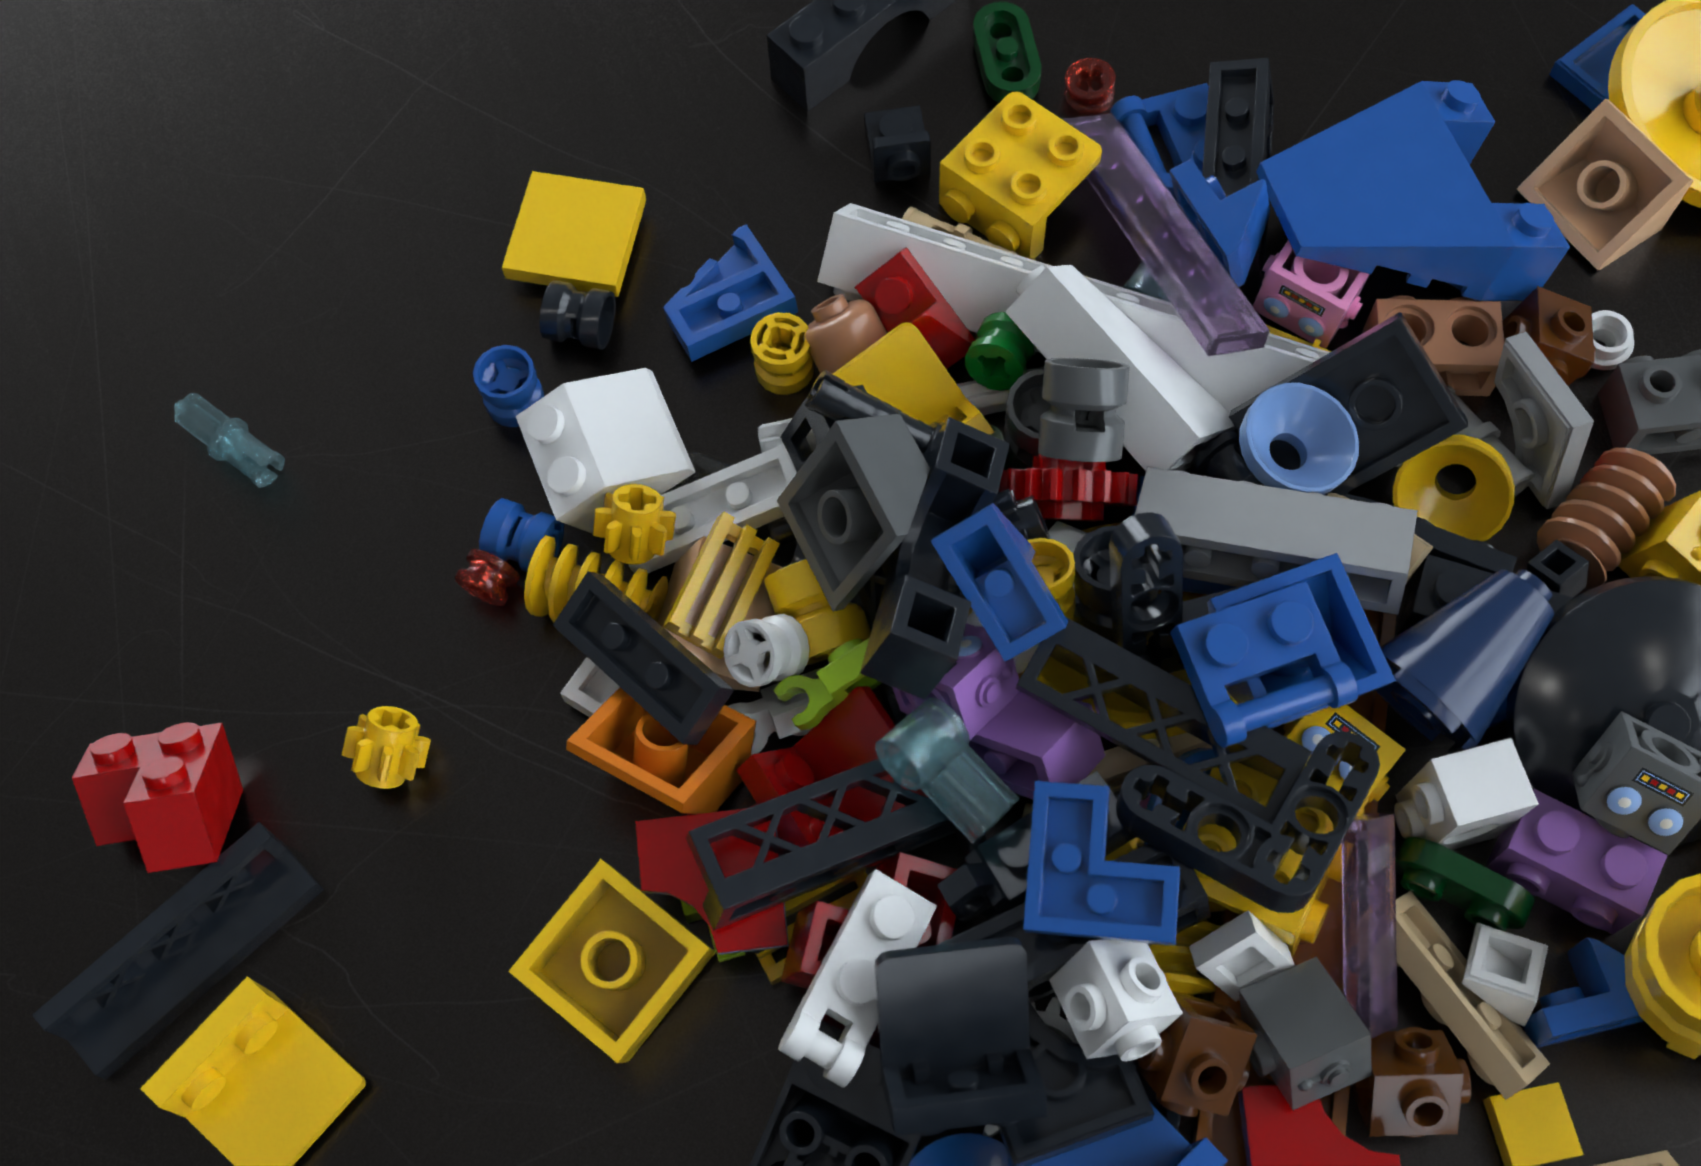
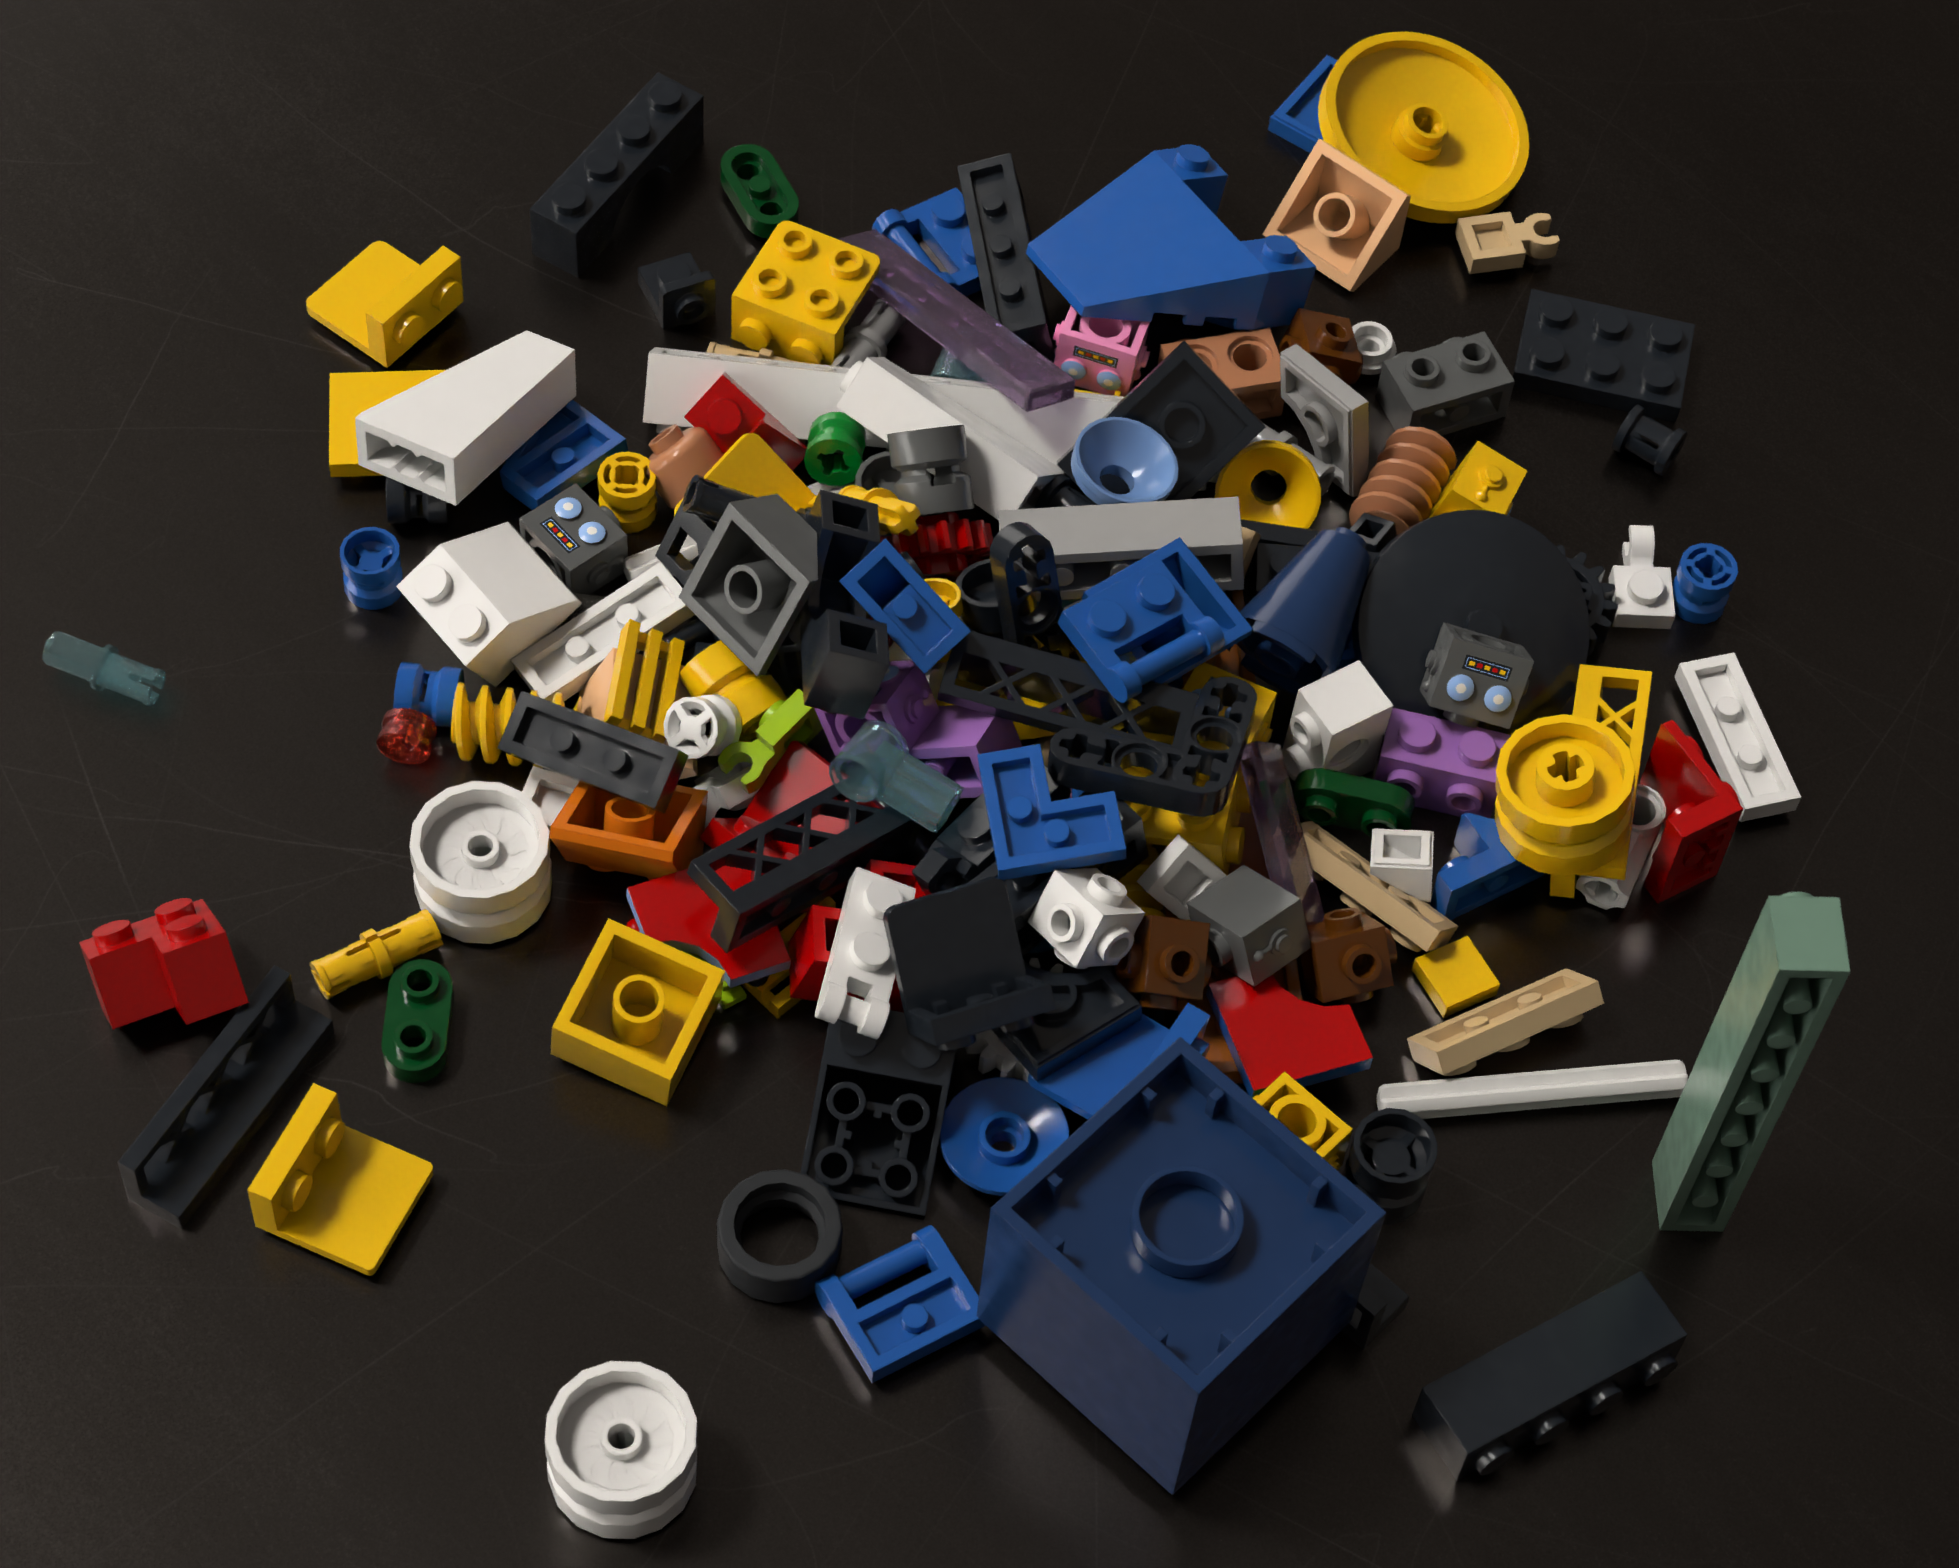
camera: 25 degrees left, 10 degrees down
(382, 817) = (376, 954): none -> yellow pin
(386, 747) = (362, 892): yellow gear -> none
(408, 899) = (418, 1015): none -> dark green plate
(503, 743) = (481, 861): none -> white wheel
(614, 104) = (388, 300): none -> yellow bracket
(634, 524) = (543, 653): yellow gear -> none
(640, 247) = (468, 418): none -> white slope
(714, 398) = (577, 540): none -> dark grey head
(1026, 453) = (894, 514): none -> yellow axle
(1070, 237) = (871, 336): none -> light grey pin
(1090, 101) = (841, 195): clear red bush -> none
(1227, 224) = (1012, 300): blue slope -> none

